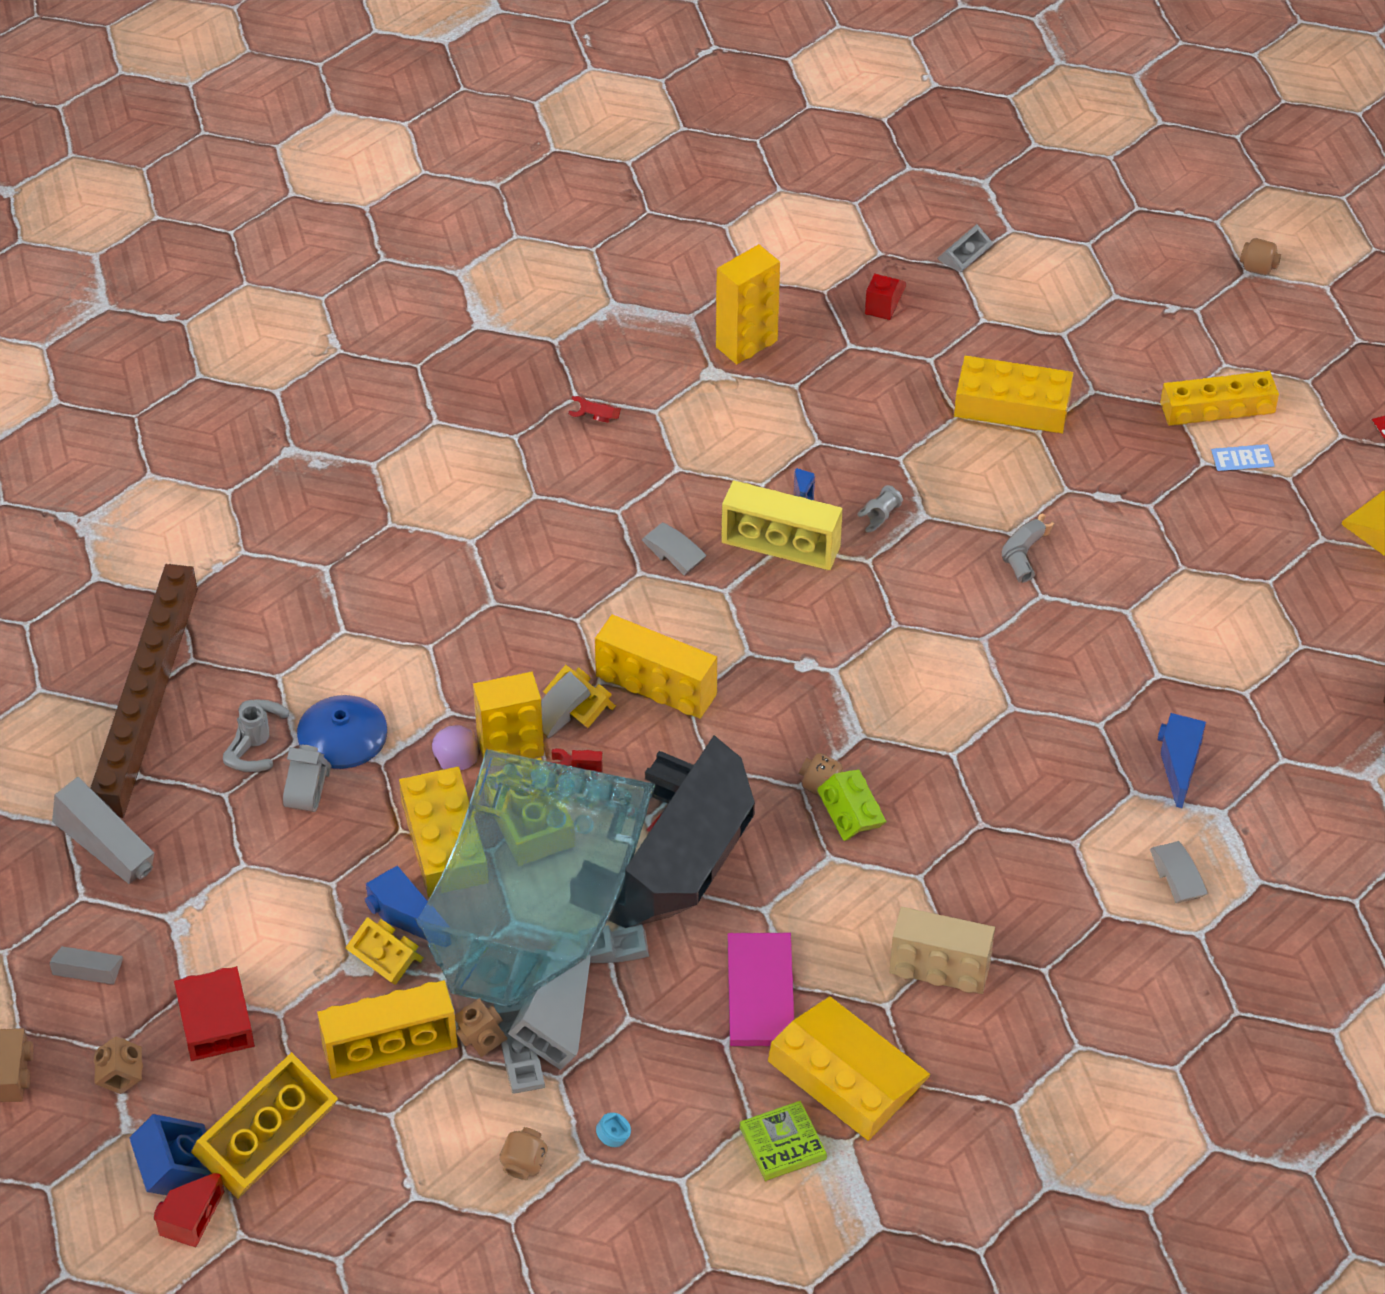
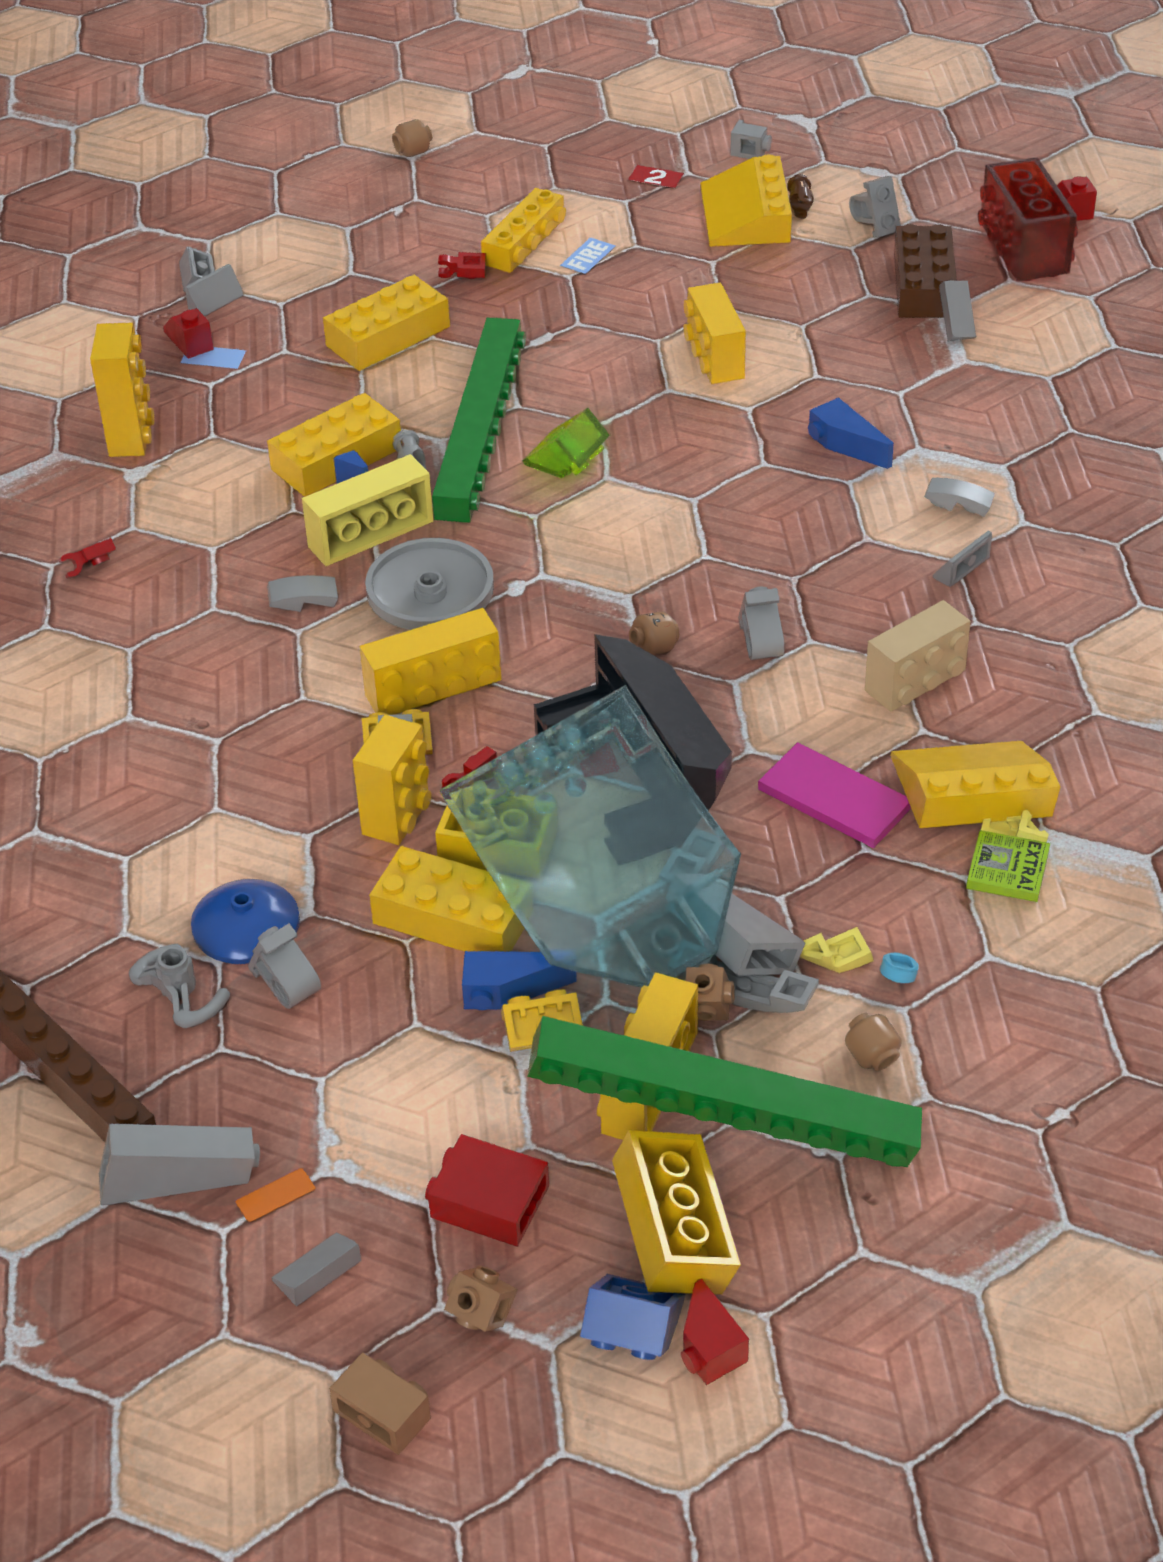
camera: 50 degrees left, 5 degrees down
(130, 904) = (275, 1195): none -> orange sticker
(370, 1089) = (725, 1092): none -> green brick
(455, 747) = (359, 848): lavender hair -> none
(601, 1085) = (839, 952): none -> light yellow slope
(742, 612) = (428, 582): none -> light grey dish
(824, 1121) = (1016, 826): none -> light yellow slope
(843, 457) = (307, 451): none -> yellow brick
(850, 803) = (704, 633): lime bracket -> none
(885, 331) = (218, 358): none -> light blue sticker
(889, 834) = (761, 623): none -> light grey pin
(946, 274) = (213, 290): none -> light grey slope
(961, 519) = (478, 421): none -> green brick
(983, 594) = (569, 446): none -> clear neon green slope
(1018, 544) = (543, 402): light grey arm -> none
(1104, 921) = (965, 561): none -> light grey slope
(1137, 394) = (466, 265): none -> red plate
(1204, 595) = (715, 333): none -> yellow brick

